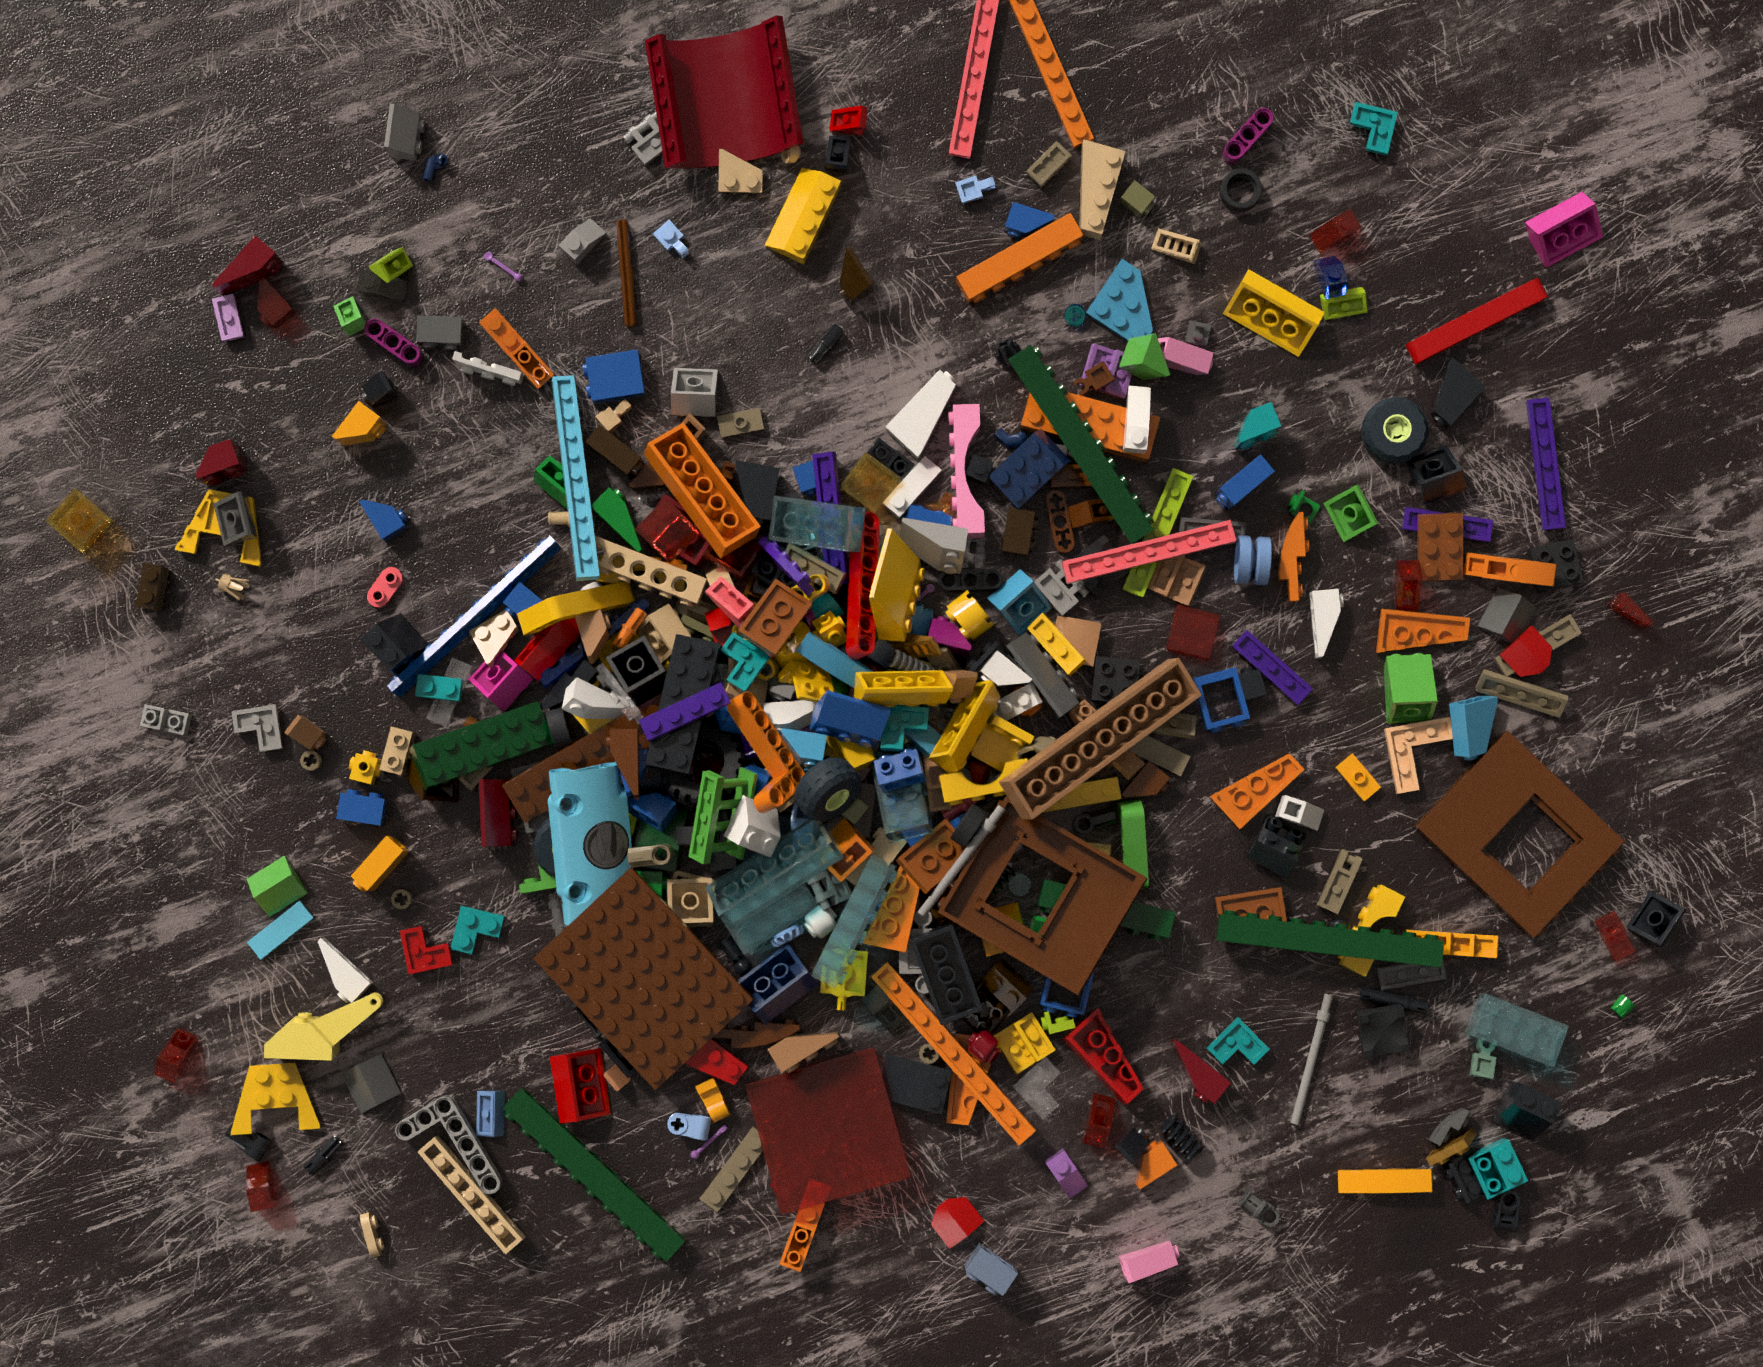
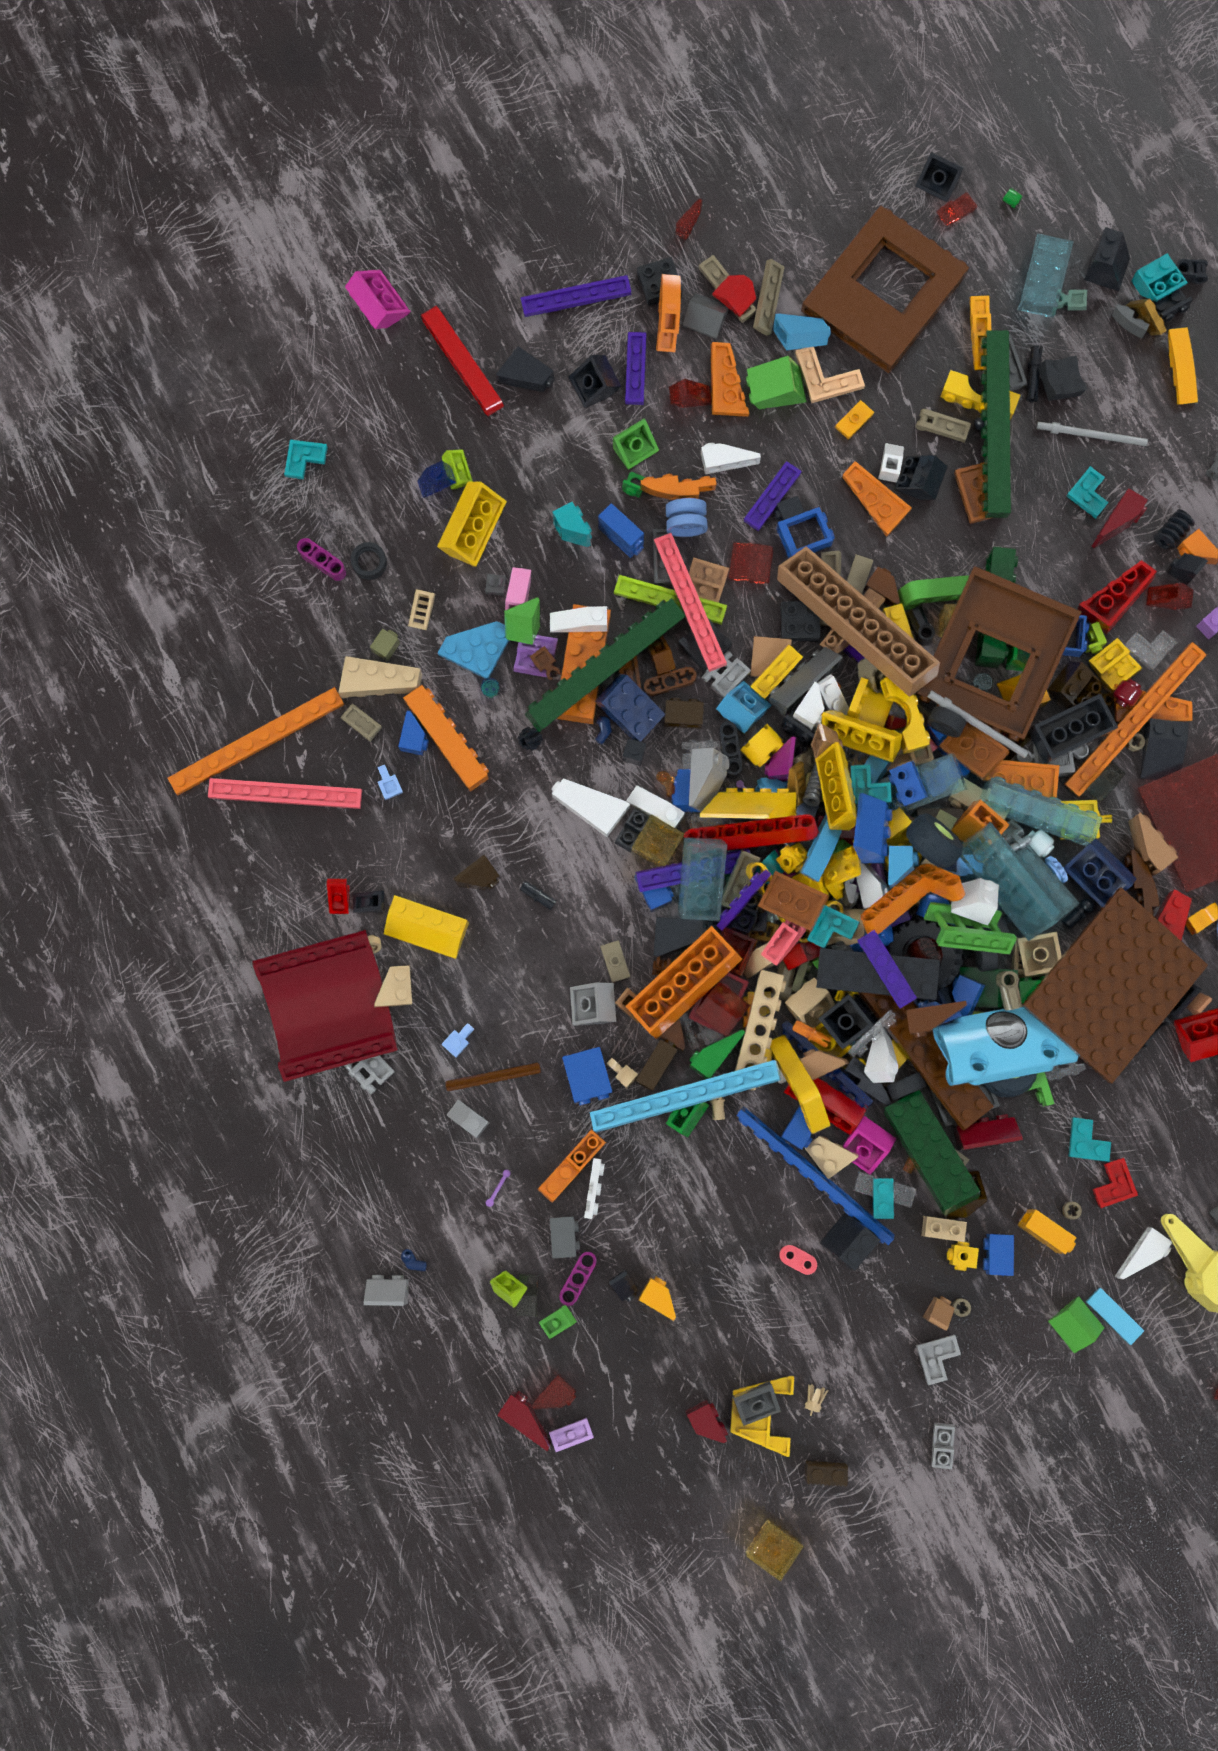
camera: 90 degrees left, 5 degrees down
(385, 518) = (737, 1266): blue slope -> none
(966, 426) = (596, 767): bright pink arch -> none
(1335, 231) = (396, 479): clear red slope -> none
(1394, 430) = (562, 415): black wheel -> none
(1440, 546) = (654, 370): dark orange plate -> none

